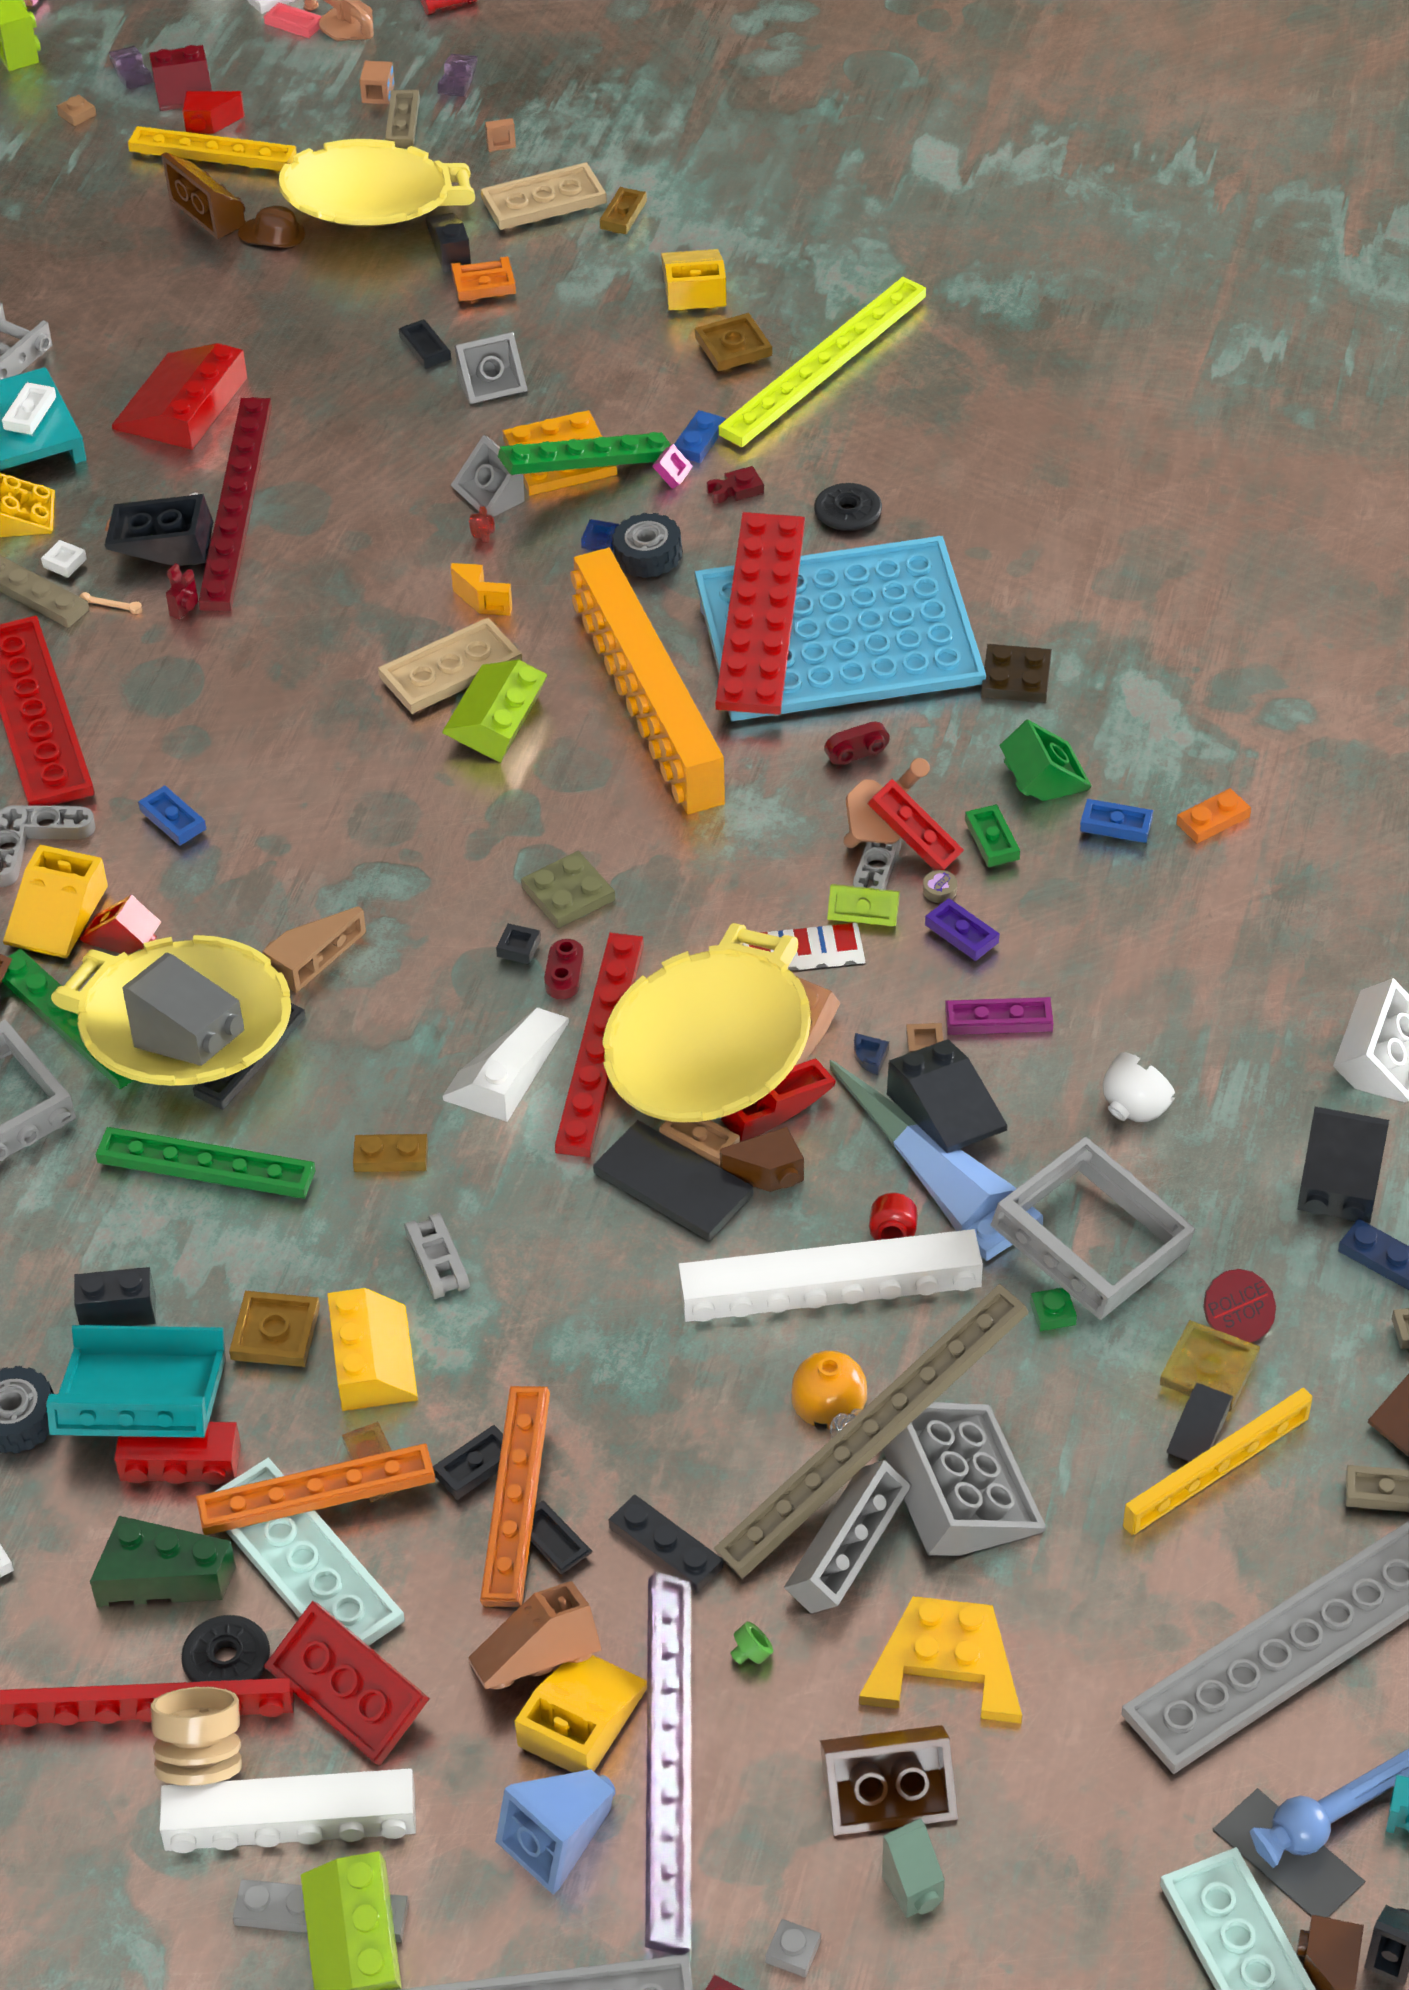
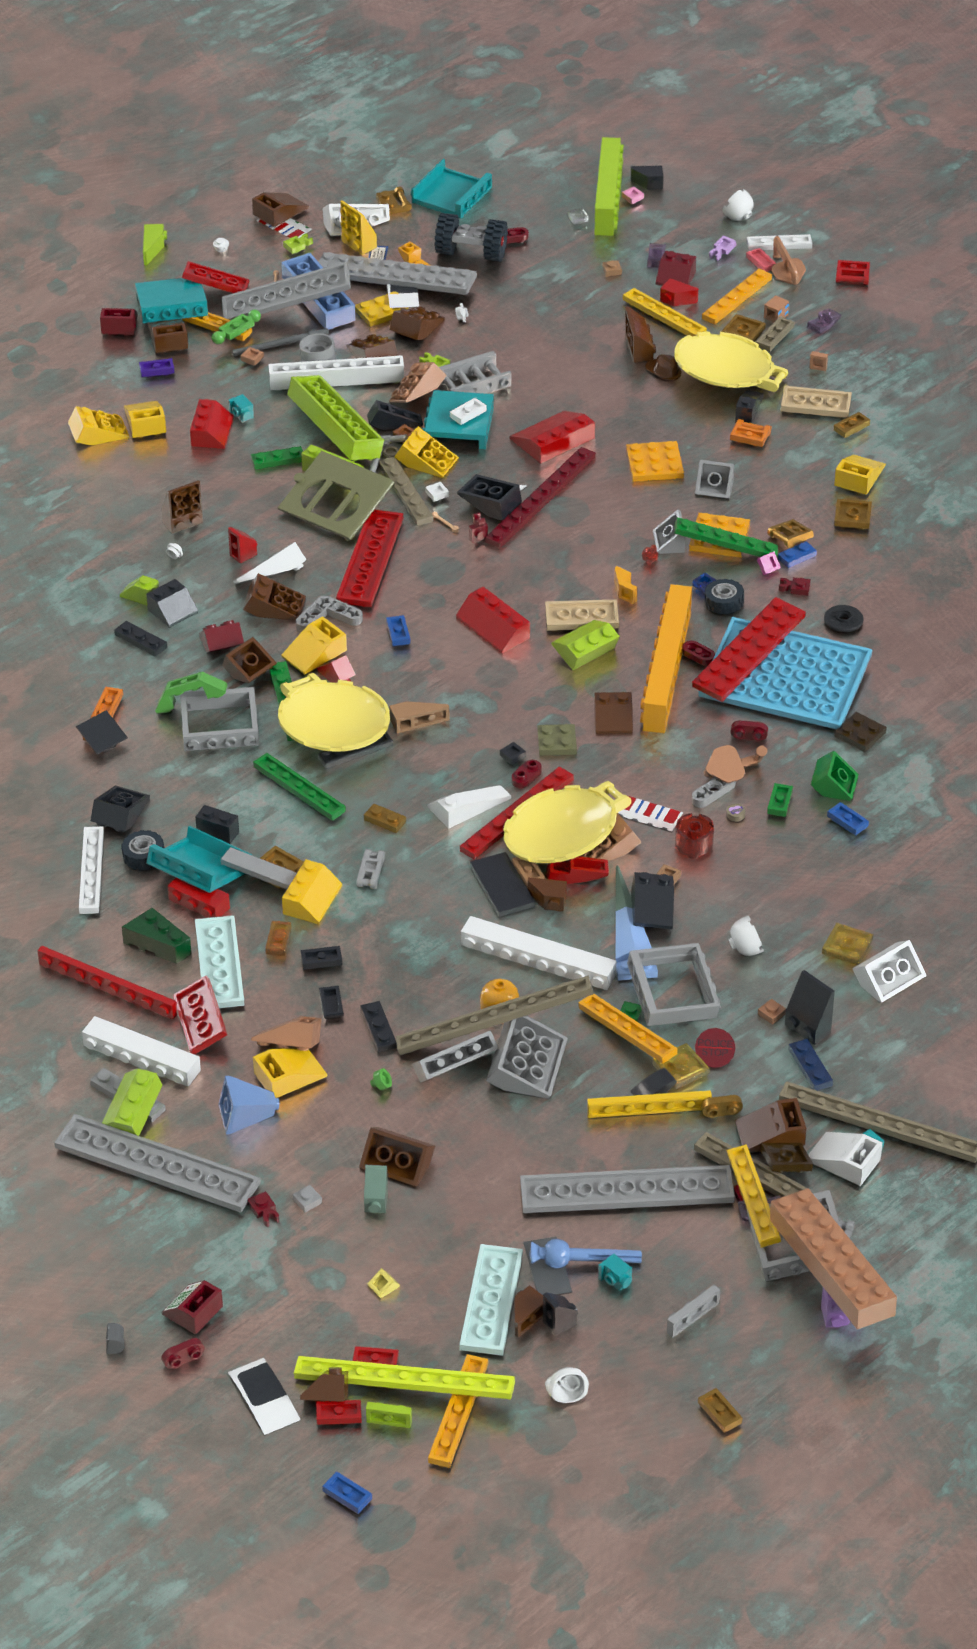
camera: 30 degrees right, 5 degrees down
(180, 1012) = (328, 713): slope -> none
(196, 1736) = (120, 1003): tan wheel -> none
(223, 18) = (722, 246): none -> lavender plate
(225, 1631) = (162, 974): black wheel -> none
(254, 1347) = (258, 868): none -> light grey tile
(299, 85) = (736, 296): none -> light orange plate
(315, 1489) = (243, 935): orange tile -> none
(318, 732) = (493, 620): none -> red slope
(349, 124) = (745, 327): none -> pearl gold plate
(370, 377) = (654, 461): none -> light orange plate
(424, 343) = (695, 453): black tile -> none
(515, 1497) = (326, 976): orange tile -> none
(627, 805) = (613, 712): none -> reddish brown slope
(665, 400) = (796, 531): none -> pearl gold plate
(668, 1766) = (309, 1106): clear purple plate -> none
(686, 650) = (698, 652): none -> dark red plate
(821, 362) = (892, 541): neon yellow plate -> none
(863, 905) = (688, 803): lime plate -> none
(870, 1052) = (639, 866): dark blue tile -> none
(893, 1217) = (587, 940): red head -> none
(915, 826) = (741, 778): red plate -> none
(917, 953) = (694, 835): none -> clear red brick
(947, 1643) = (466, 1118): yellow wing -> none
(962, 929) = (728, 835): dark purple plate -> none
(999, 1016) = (714, 880): magenta tile -> none
(1102, 1344) = (628, 1028): none -> light orange plate
(1213, 815) = (901, 837): orange plate -> none
(1264, 1197) = (771, 1011): none -> nougat plate
(1285, 1027) = (847, 944): none -> clear yellow plate
(1331, 1404) = (721, 1106): none -> pearl gold plate

